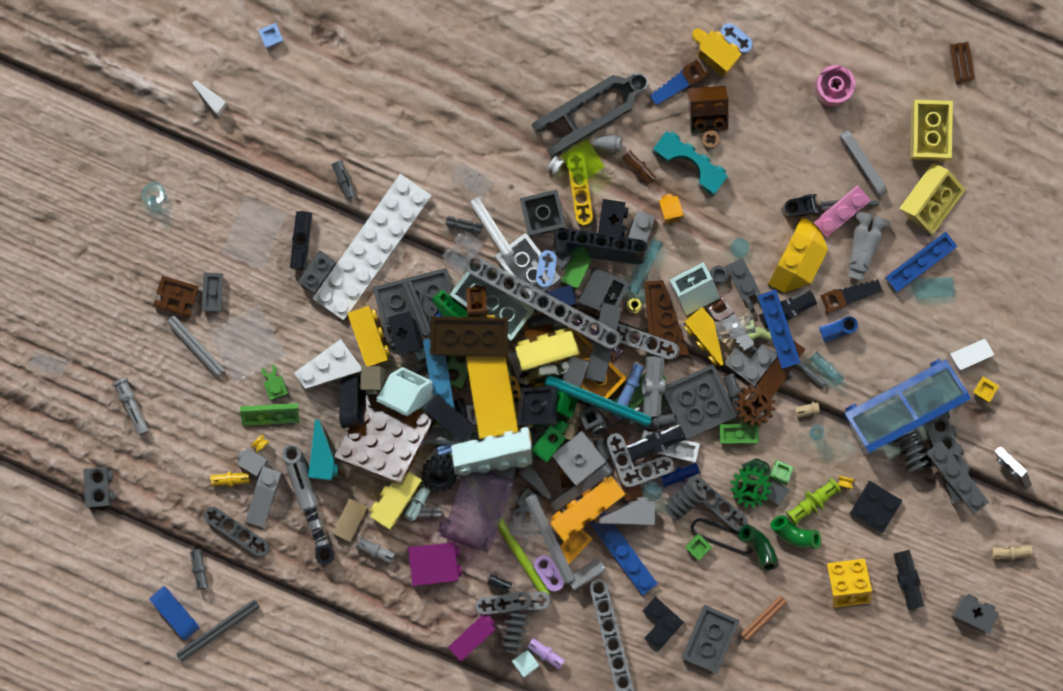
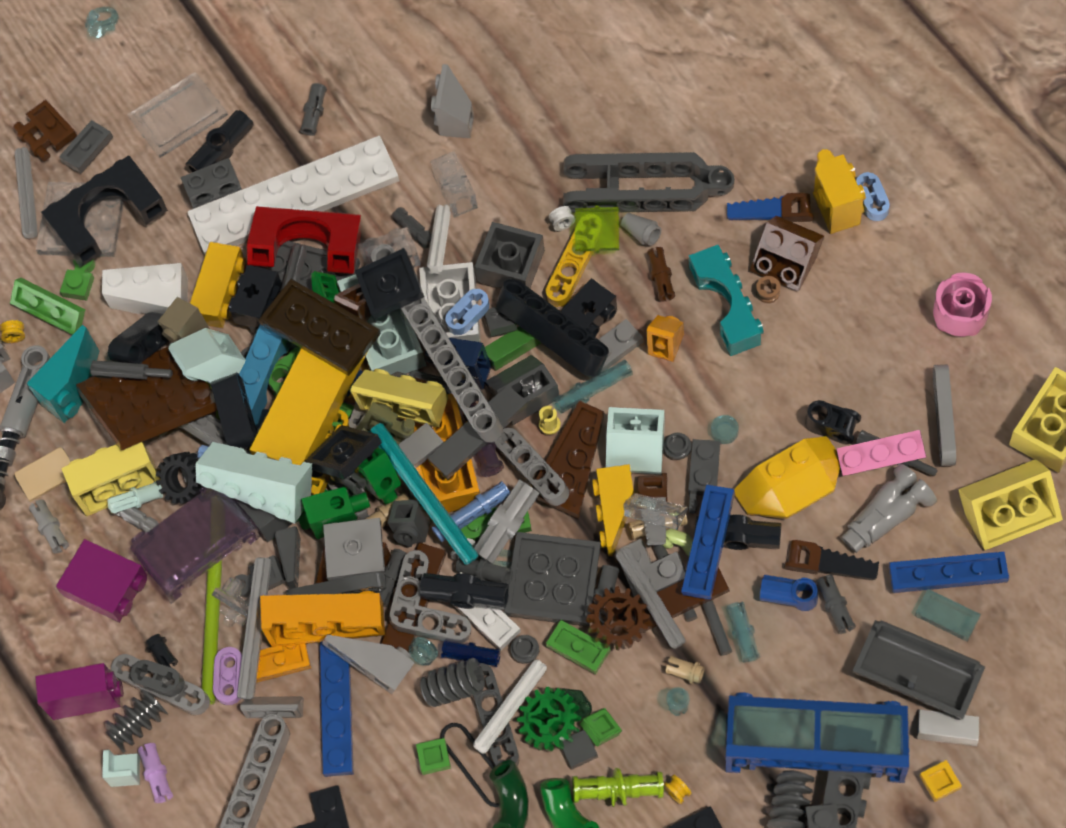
camera: 45 degrees right, 20 degrees down
(261, 305) = (120, 181): none -> black arch
(362, 430) = (127, 370): none -> dark grey axle
(421, 257) = (278, 225): none -> red arch
(439, 128) = (451, 106): none -> light grey slope
(495, 284) = (389, 283): none -> black plate
(708, 453) = (525, 649): none -> dark grey plate
(724, 492) = (509, 706): none -> white axle
(764, 381) = (650, 598): none -> light grey axle
(868, 319) = (835, 604): none -> dark grey pin
(938, 333) = (919, 668): none -> dark grey container

